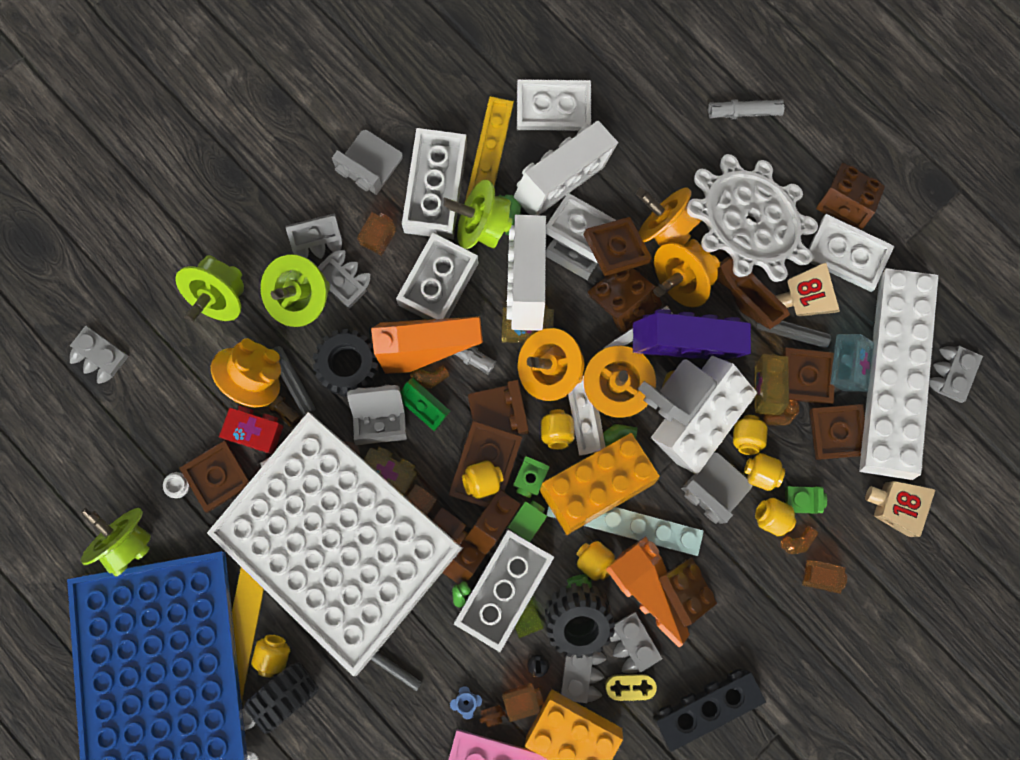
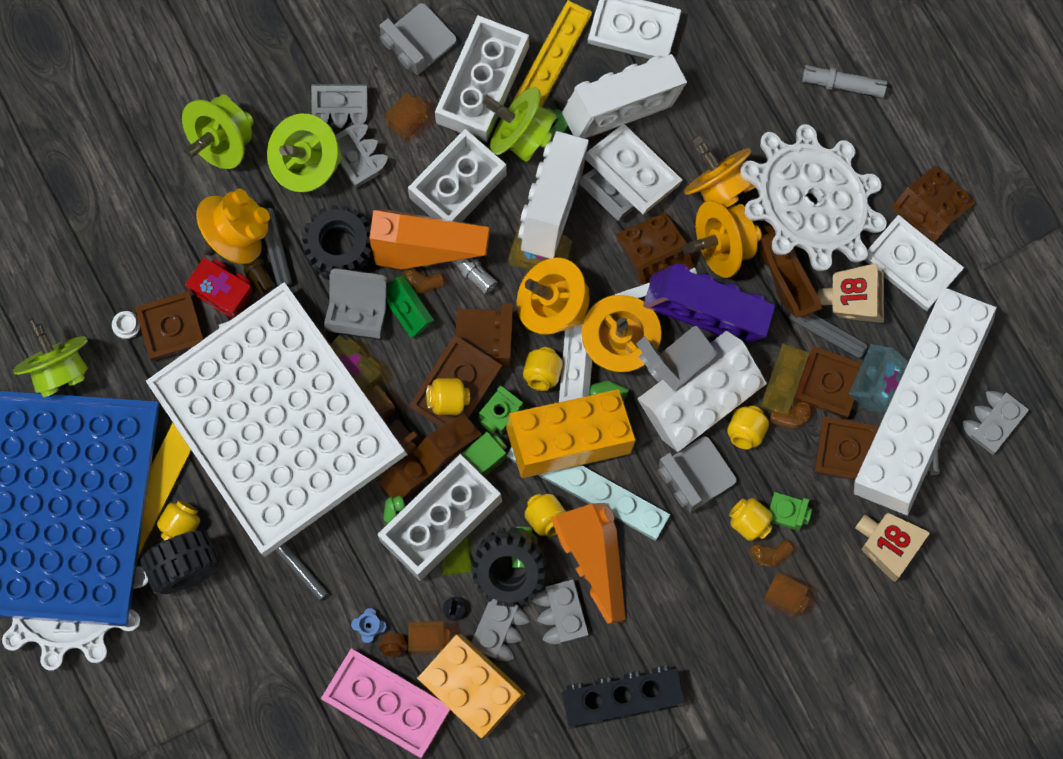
camera: 20 degrees right, 5 degrees down
(98, 354) = (80, 170): light grey plate -> none
(617, 246) = (657, 191): reddish brown plate -> none
(630, 680) = (549, 649): light yellow beam -> none
(688, 591) = (633, 569): reddish brown plate -> none
(764, 472) = (752, 469): yellow head -> none

